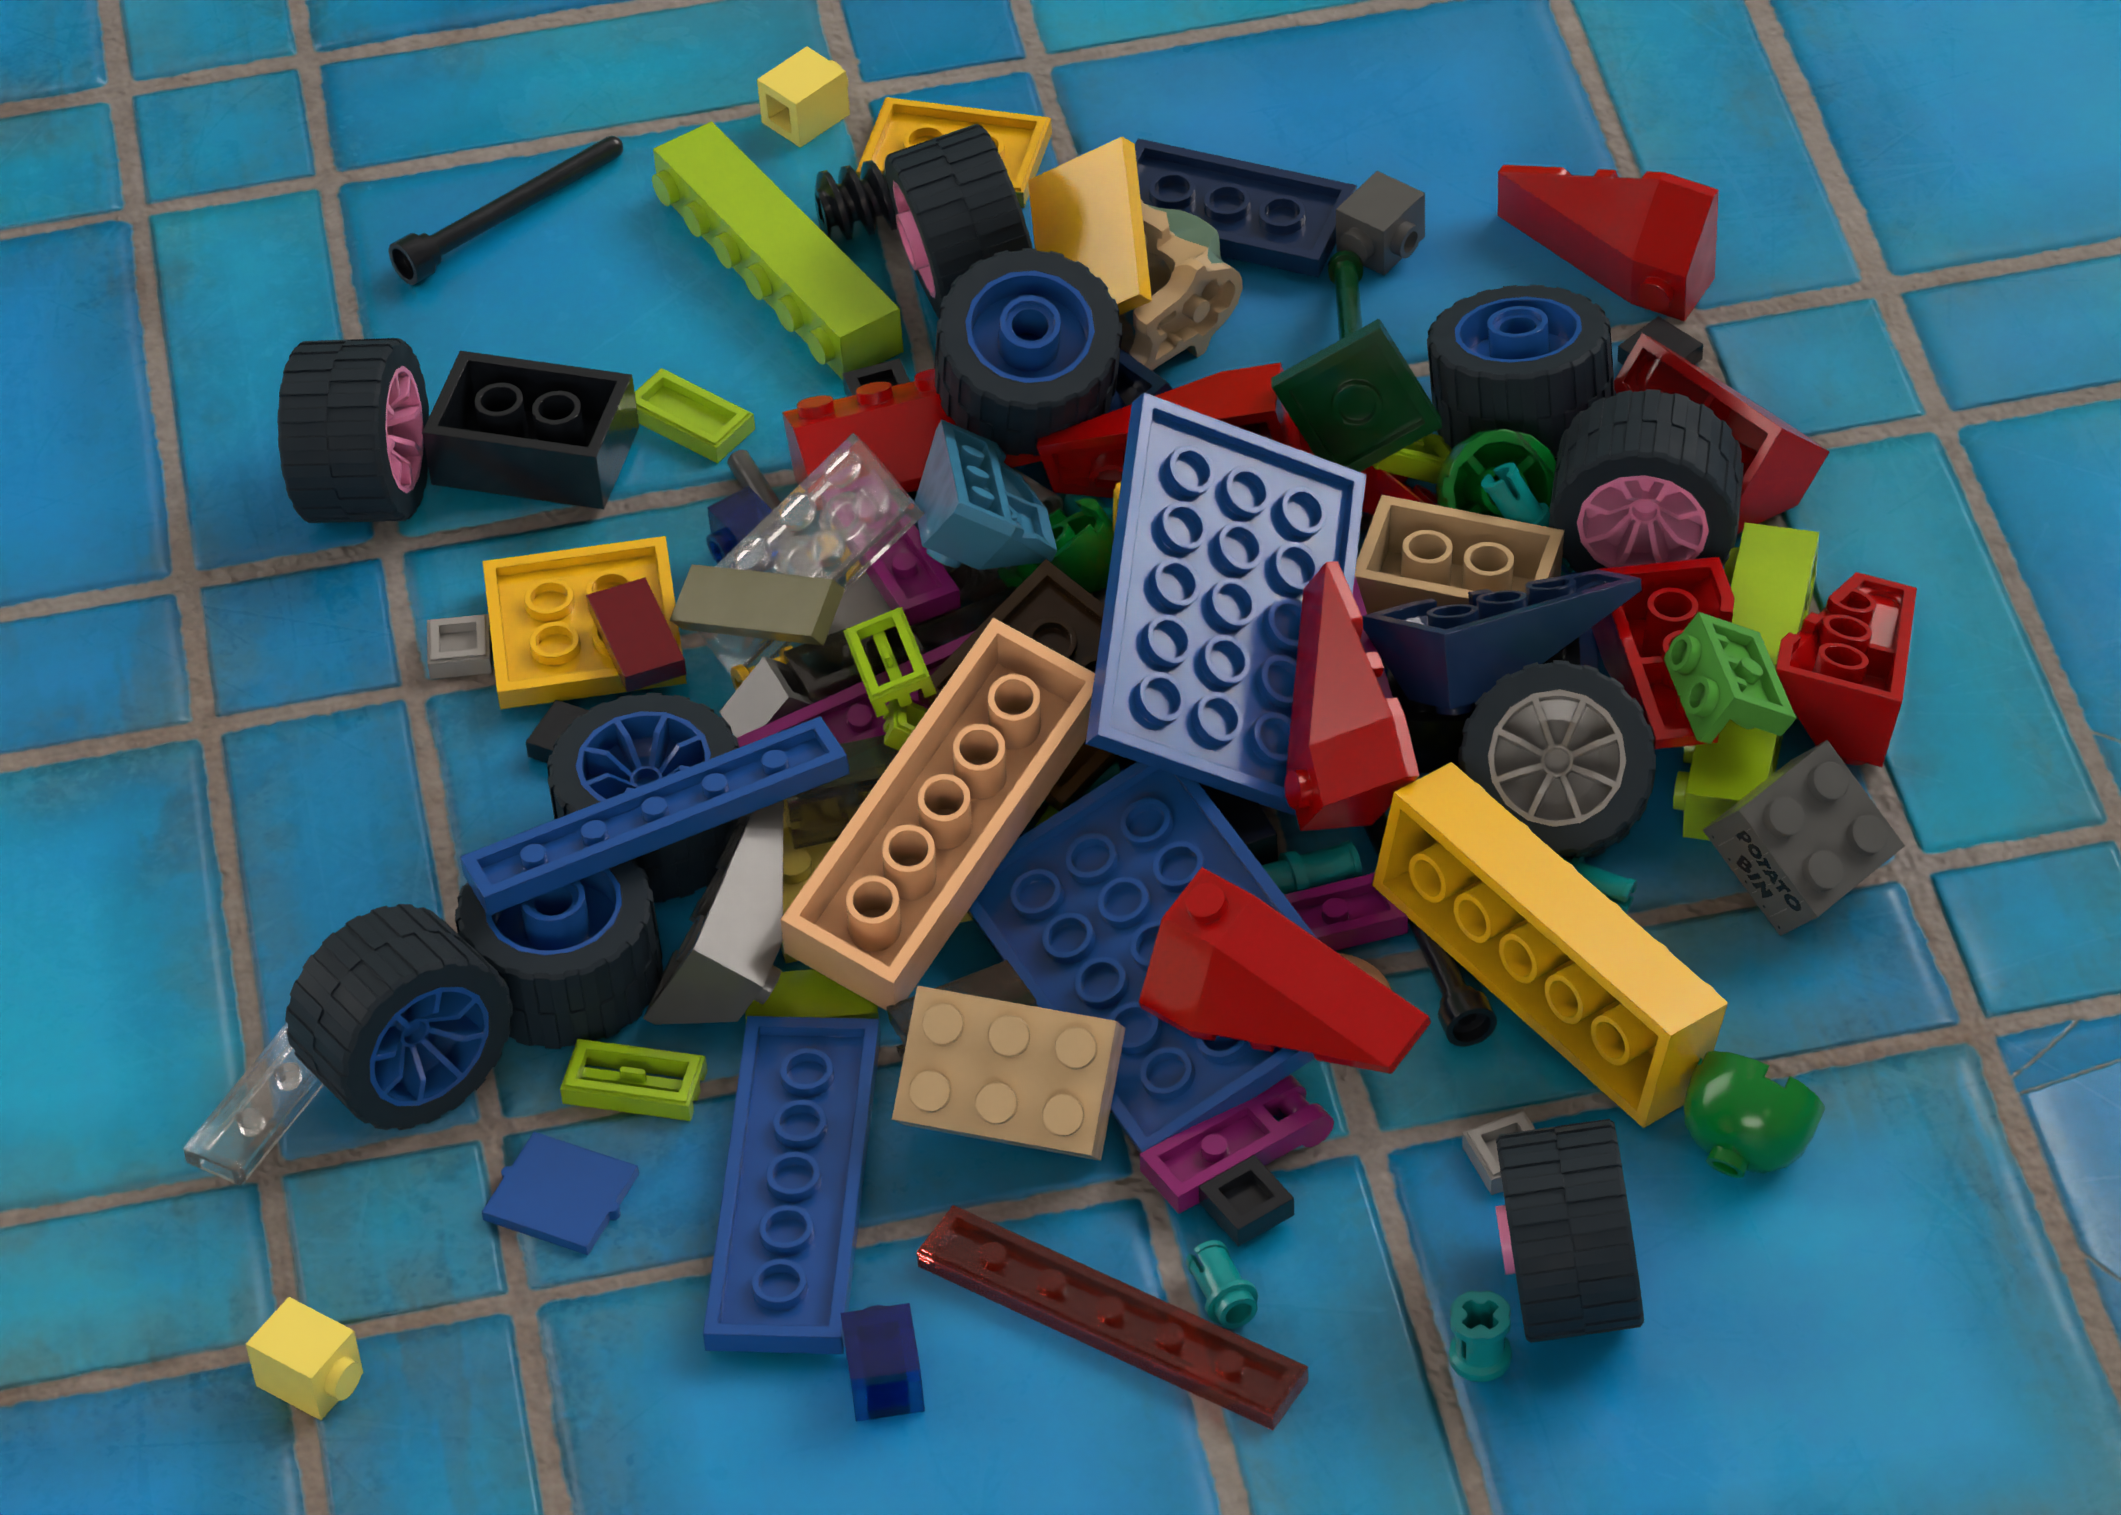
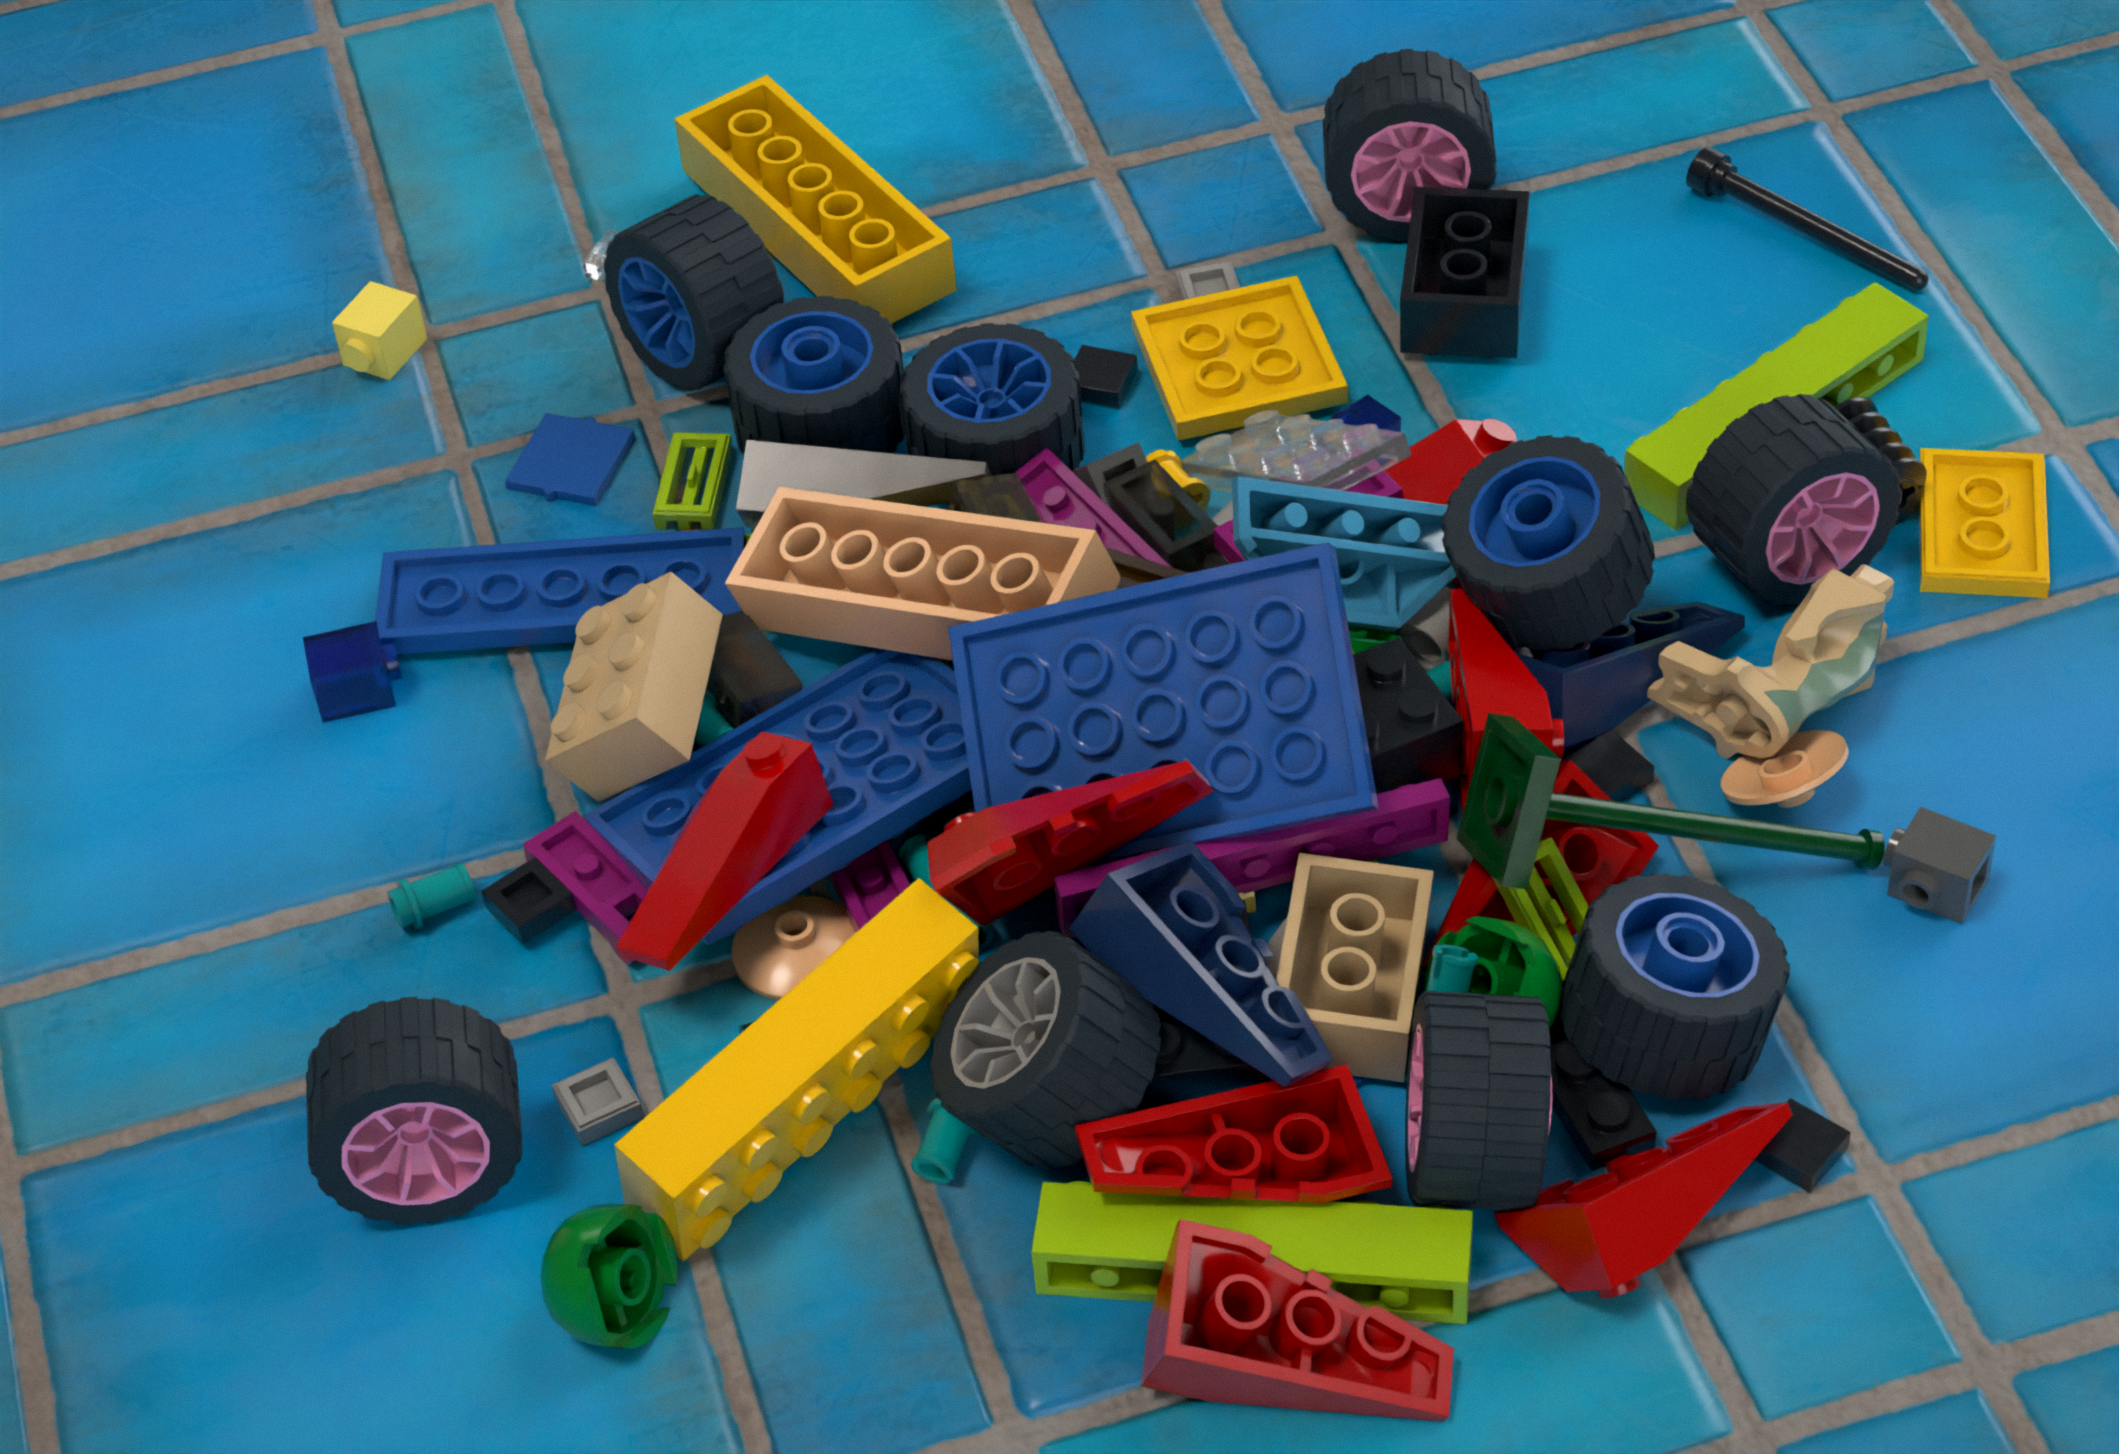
camera: 85 degrees right, 0 degrees up
(217, 941) = (815, 201): none -> yellow brick
(636, 634) = (1200, 379): dark red tile -> none
(654, 815) = (897, 387): blue plate -> none
(692, 415) = (1542, 388): lime tile -> none
(757, 604) = (1215, 434): olive tile -> none
(803, 96) = (2018, 390): light yellow brick -> none
(899, 685) = (1124, 513): lime tile -> none
(1095, 217) = (1764, 585): yellow tile -> none
(1113, 1317) = (406, 831): clear red tile -> none
(1257, 209) = (1939, 731): dark blue plate -> none
(1268, 275) = (1787, 775): none -> light nougat dish
(1633, 235) = (1948, 1091): red wedge -> none
(1726, 675) = (1155, 1177): bright green bracket -> none
(1804, 838) = (977, 1290): dark grey brick -> none

